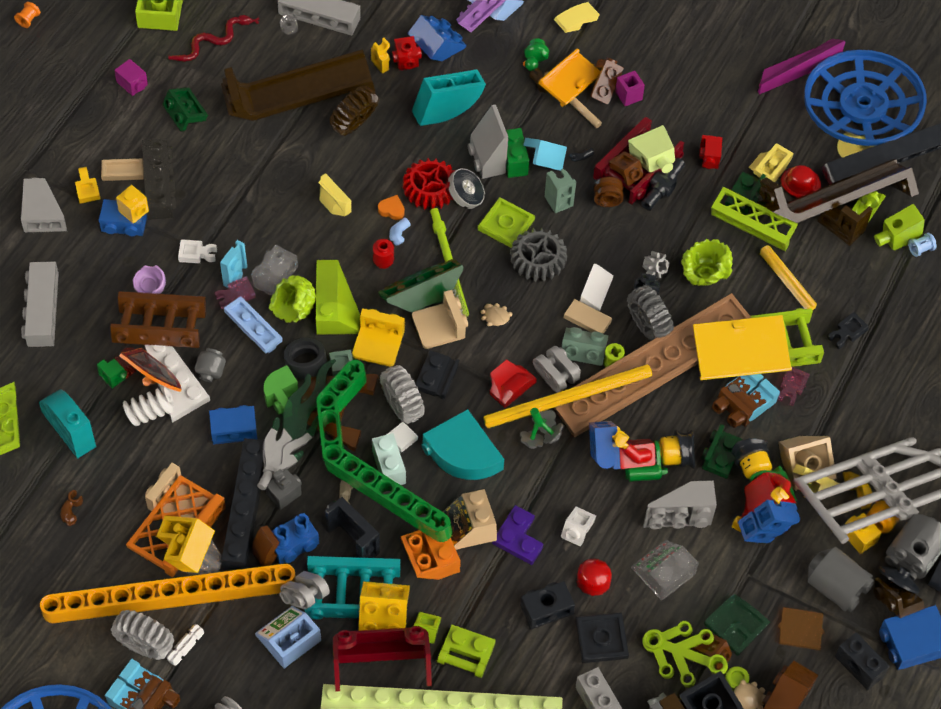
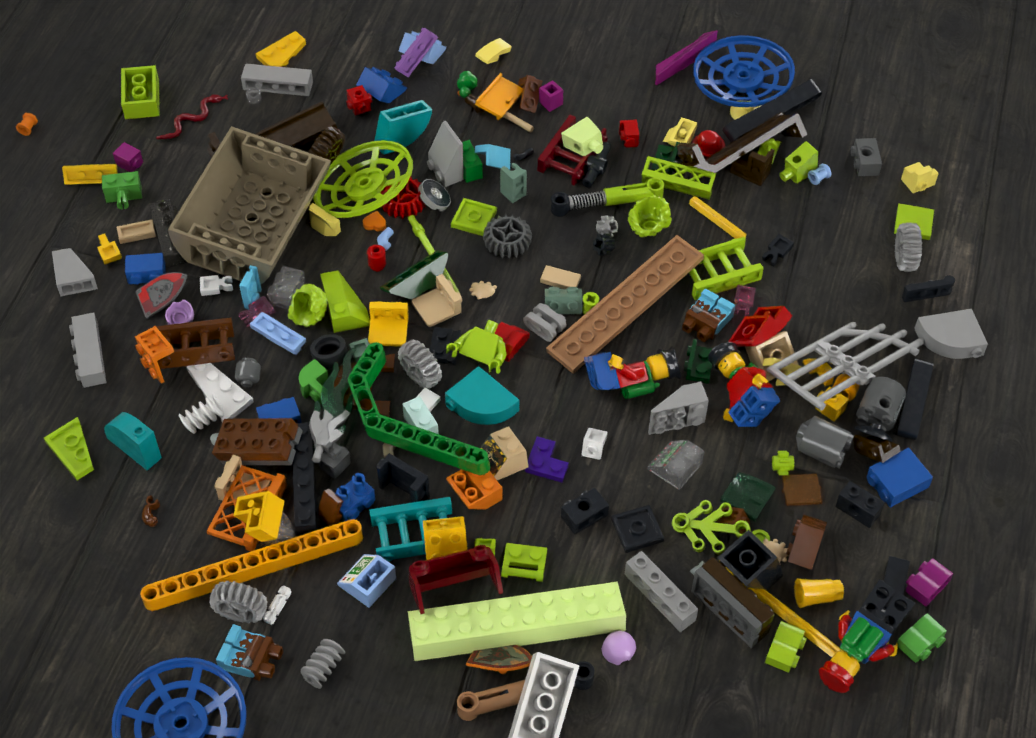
camera: 10 degrees left, 5 degrees down
(85, 90) = (87, 173): none -> yellow plate
(111, 319) = (153, 347): none -> orange bracket
(116, 114) = (122, 188): none -> bright green brick
(116, 370) = (168, 389): green leg -> none
(132, 204) = (152, 253): yellow brick -> none
(133, 250) = (160, 292): none -> shield
(152, 369) = (199, 383): shield -> none
(184, 107) = (178, 174): dark green bracket -> none
(201, 451) = (257, 441): none -> reddish brown piece
(238, 145) = (213, 220): none -> dark tan slope
(304, 590) = (373, 537): light grey brick -> none
(380, 56) = (336, 105): yellow plate -> none
(389, 159) = (366, 182): none -> lime dish
(476, 385) = (481, 346): none -> lime torso
(546, 424) = (546, 366): dark grey plant -> none
(568, 396) = (560, 340): yellow axle -> none
(594, 577) = (618, 481): red hair -> none
(596, 287) = (562, 253): white slope -> none
(608, 192) = (553, 177): reddish brown wheel -> none
(628, 166) = (566, 154): reddish brown bracket -> none
(649, 313) = (612, 262): dark grey gear -> none
(668, 227) = (562, 203): none -> piece
(749, 349) = (700, 276): yellow container -> none
(786, 593) = (783, 463): none -> lime gear
(801, 425) = (761, 326): none -> red slope

